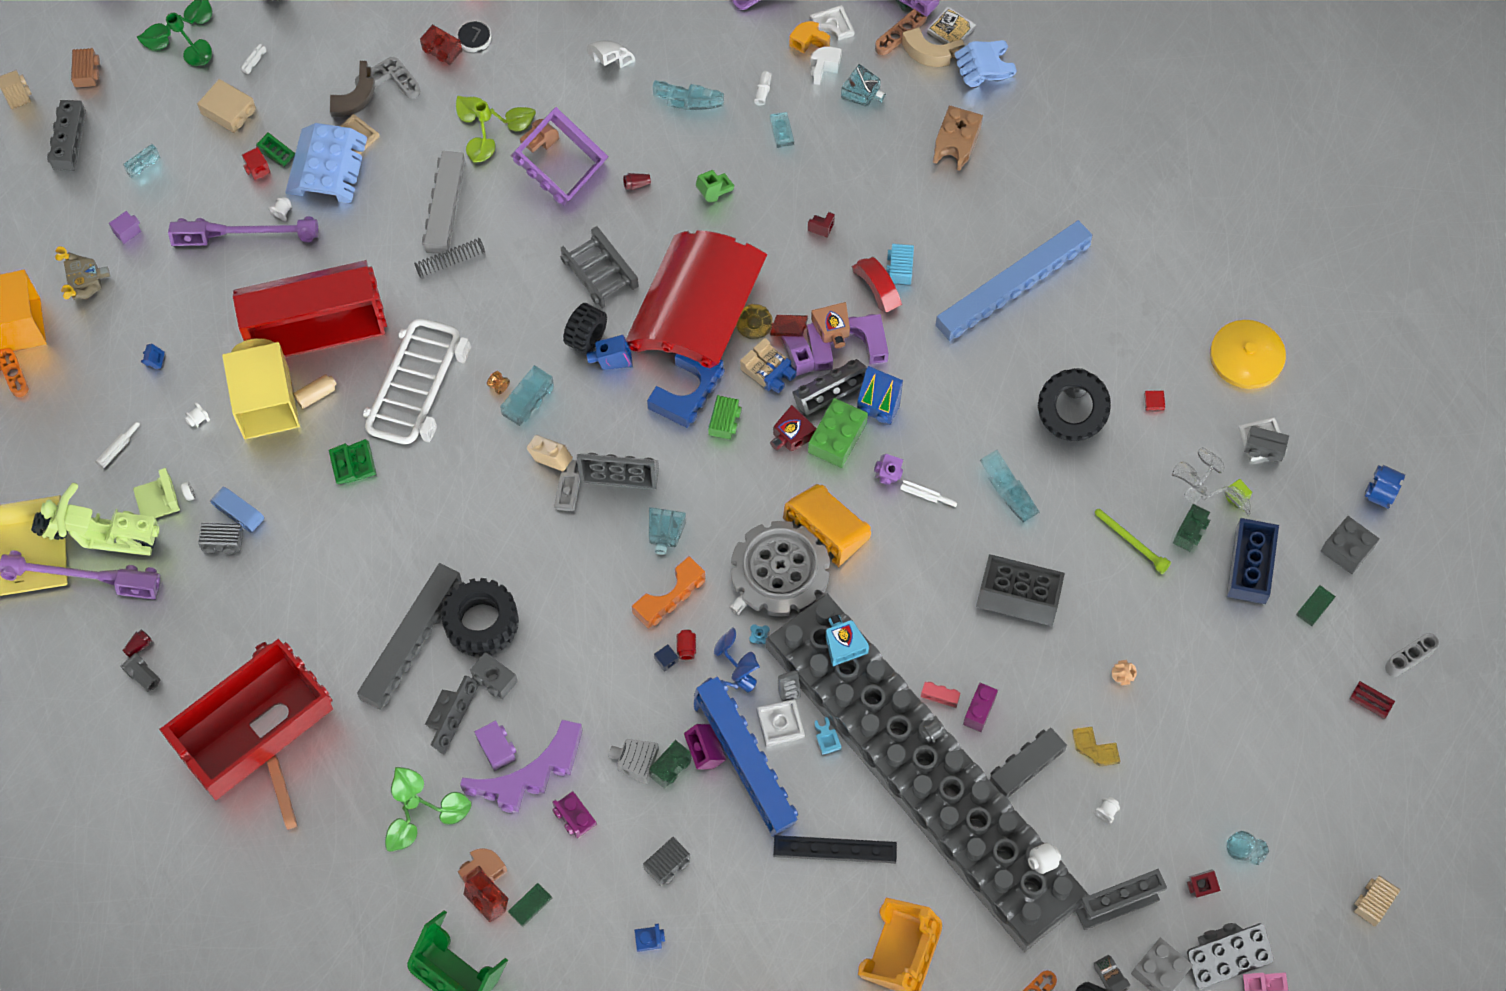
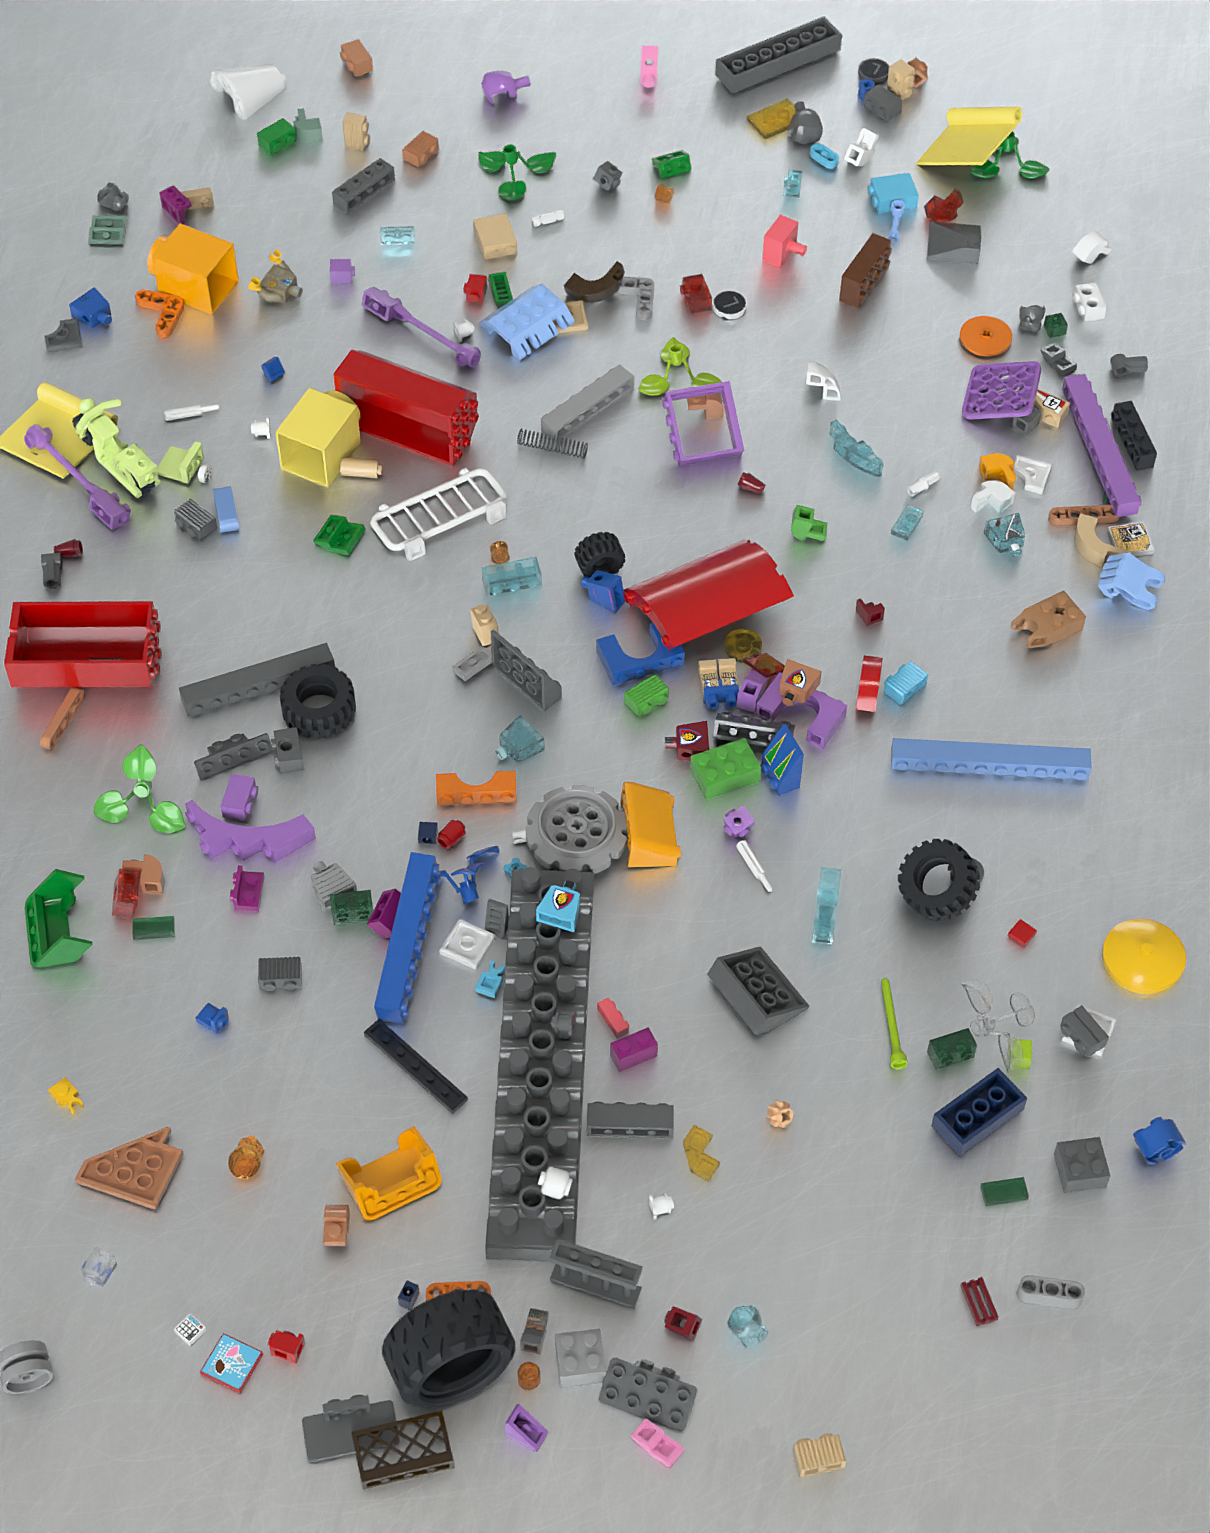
camera: 40 degrees right, 10 degrees down
(608, 252) = (674, 532): dark grey fence -> none

